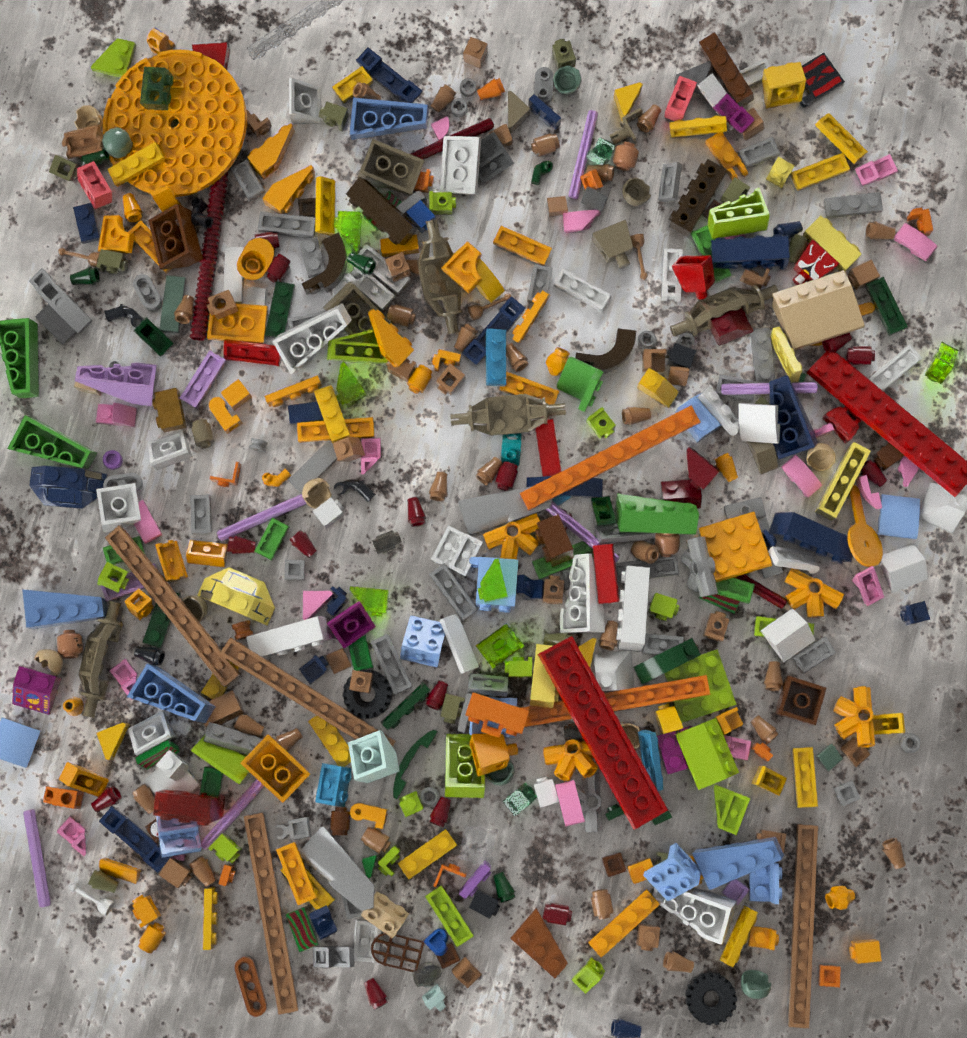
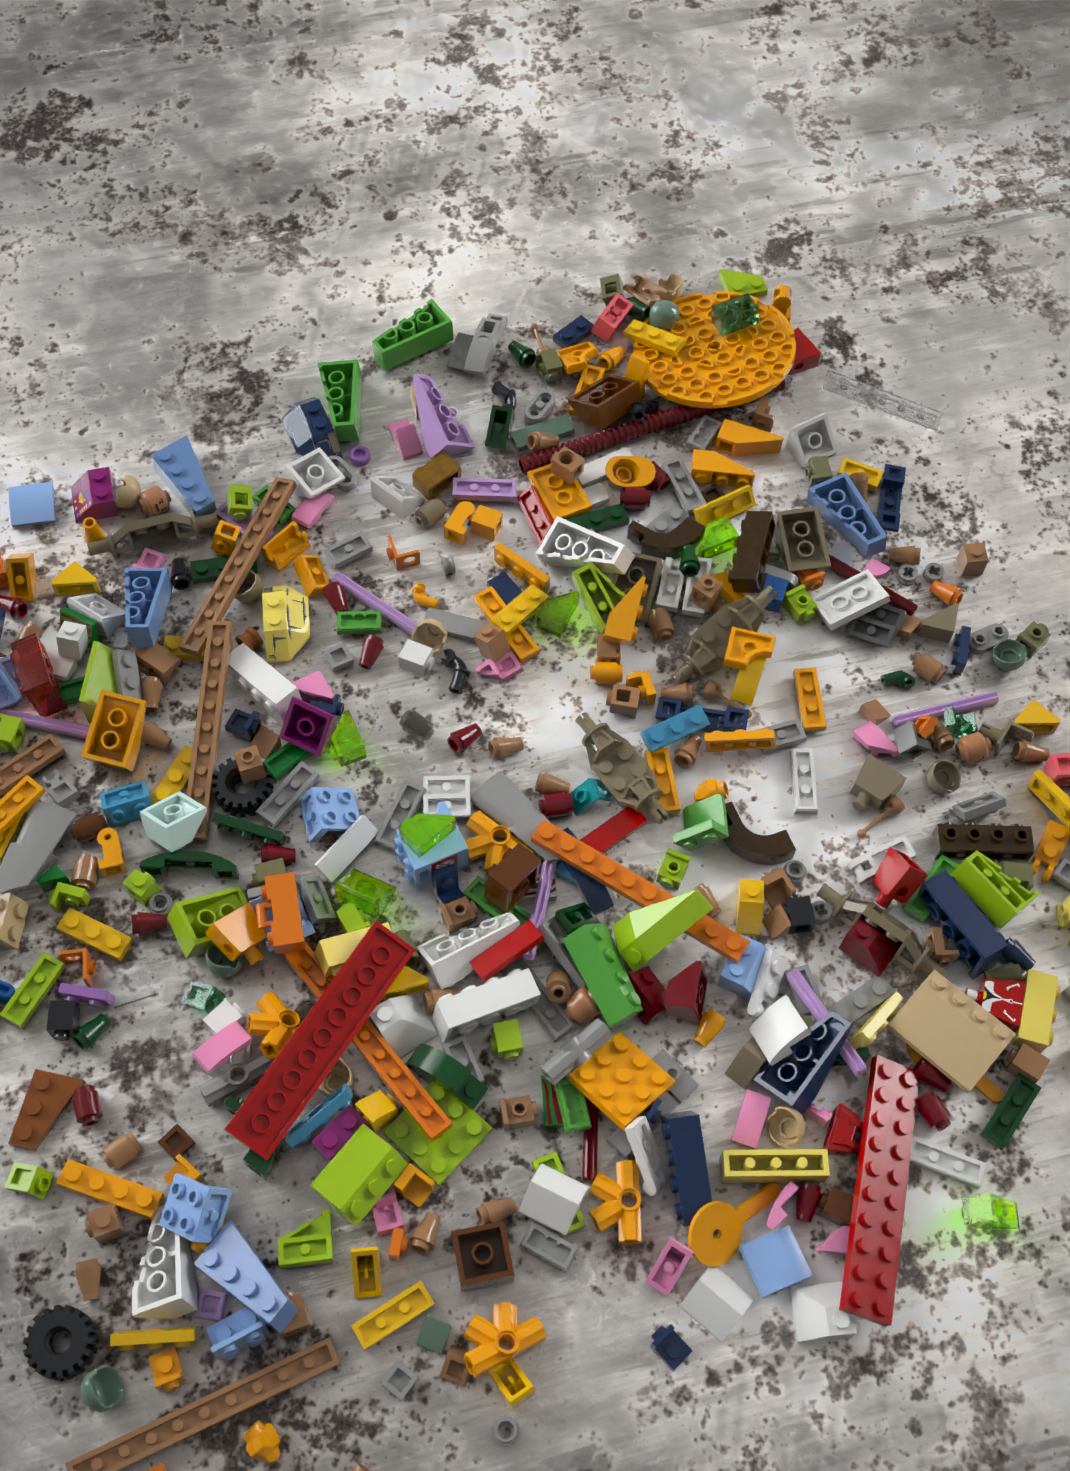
camera: 55 degrees right, 20 degrees down
(646, 463) = (652, 928): none -> lime wedge

